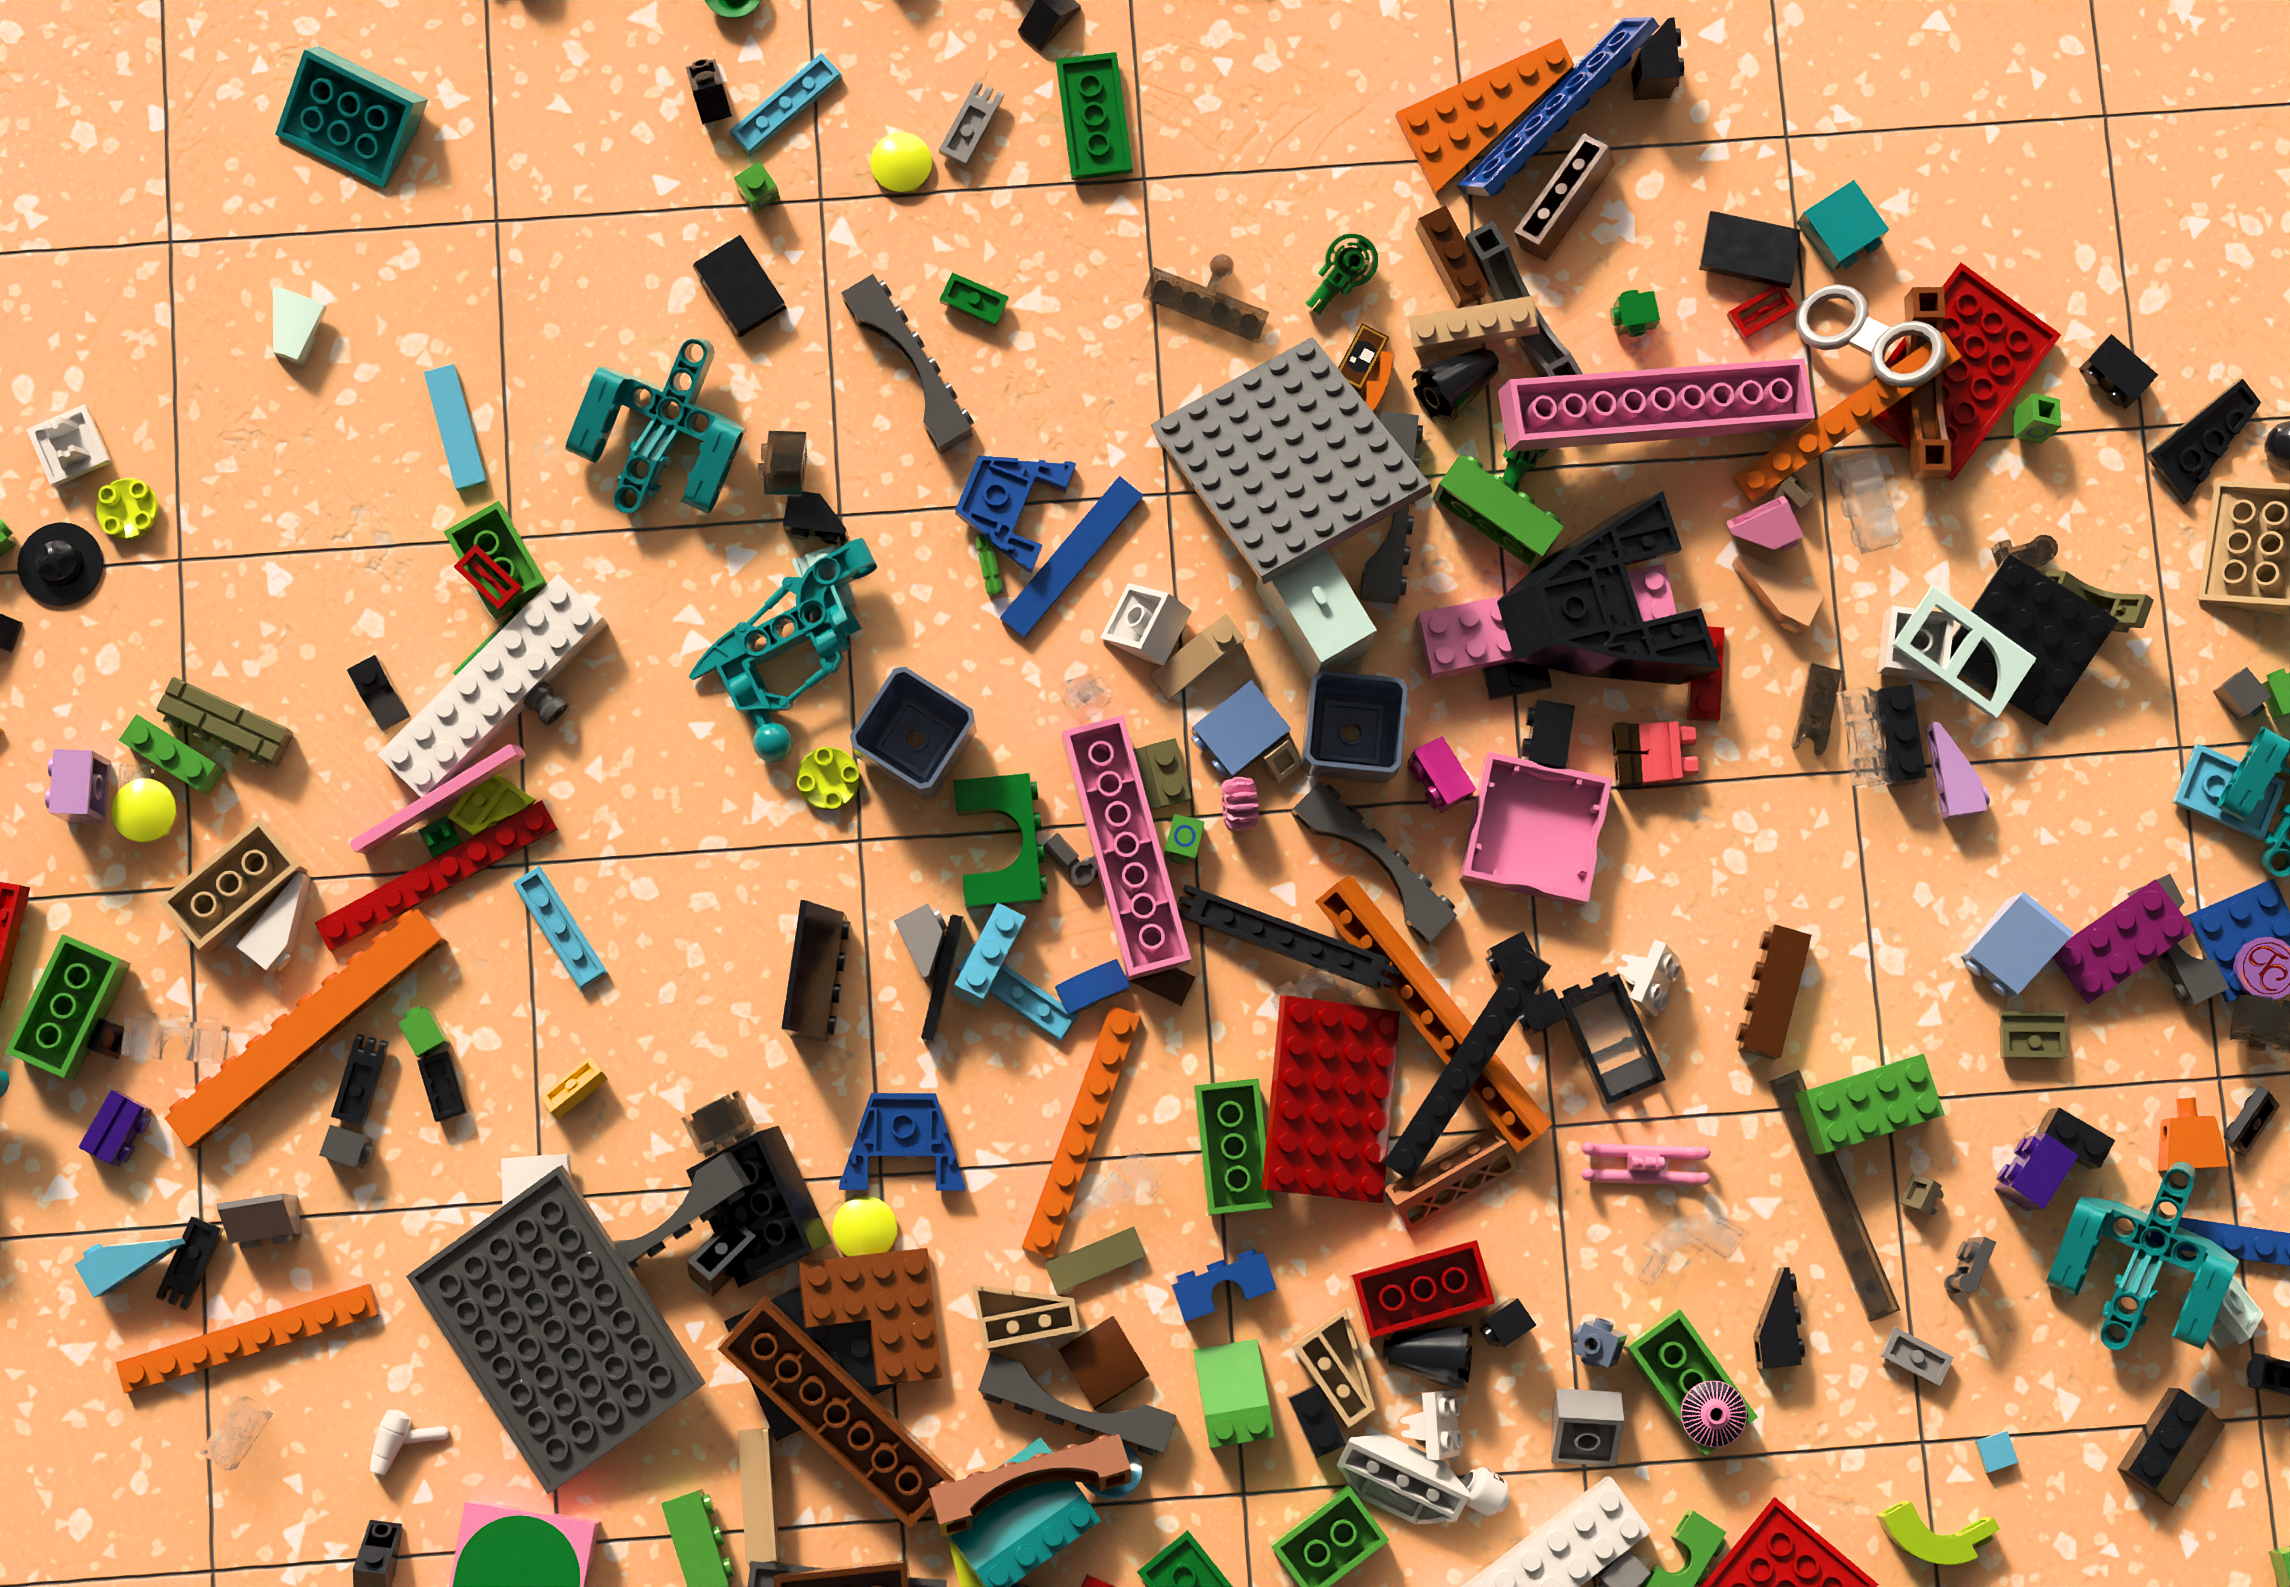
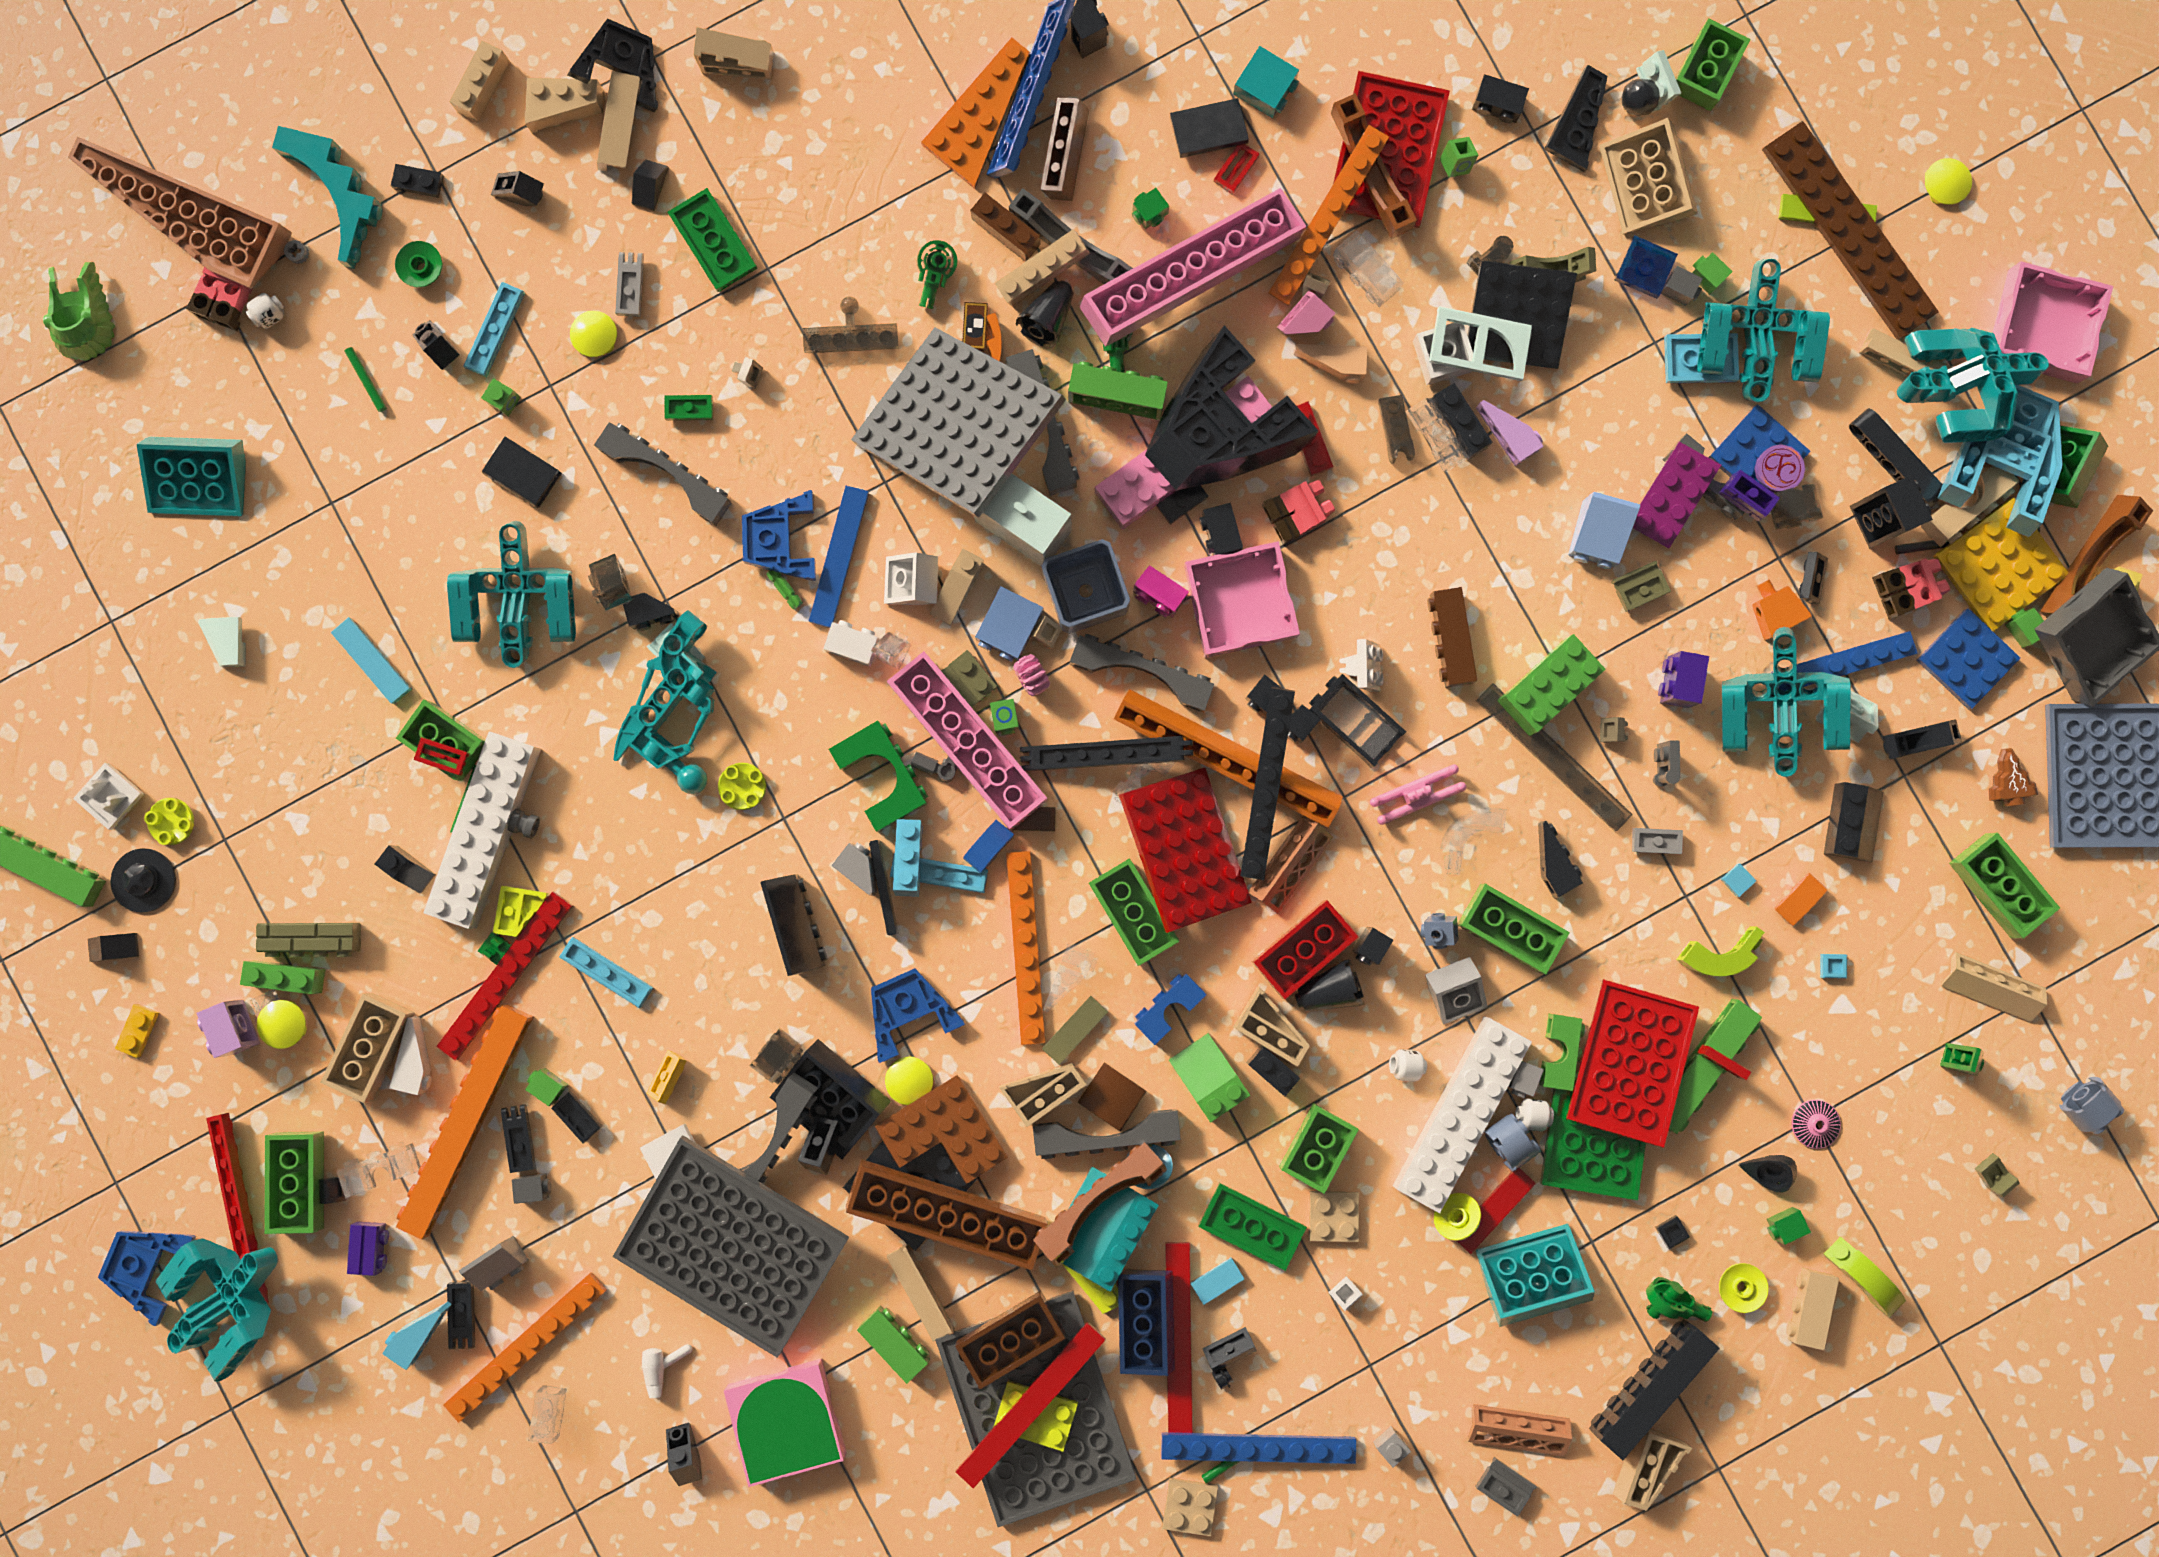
camera: 15 degrees left, 5 degrees up
(437, 799) = (479, 924): bright pink tile -> none
(605, 94) = (365, 379): none -> green bar
(910, 705) = (769, 715): sand blue plate -> none
(1039, 666) = (851, 643): none -> white brick
(1064, 289) = (748, 372): none -> dark tan tile
(1402, 1480) = (1349, 1083): white wedge -> none
(1437, 1425) = (1356, 1036): white plate -> none
(1697, 1409) = (1527, 939): dish -> none
(1871, 336) = (1320, 151): bar -> none
(2064, 1510) = (1801, 899): none -> orange slope
(2077, 1136) = (1700, 642): black brick -> none
(2208, 651) = (1645, 267): none -> clear blue plate
(2213, 982) = (1749, 495): none -> dark purple brick

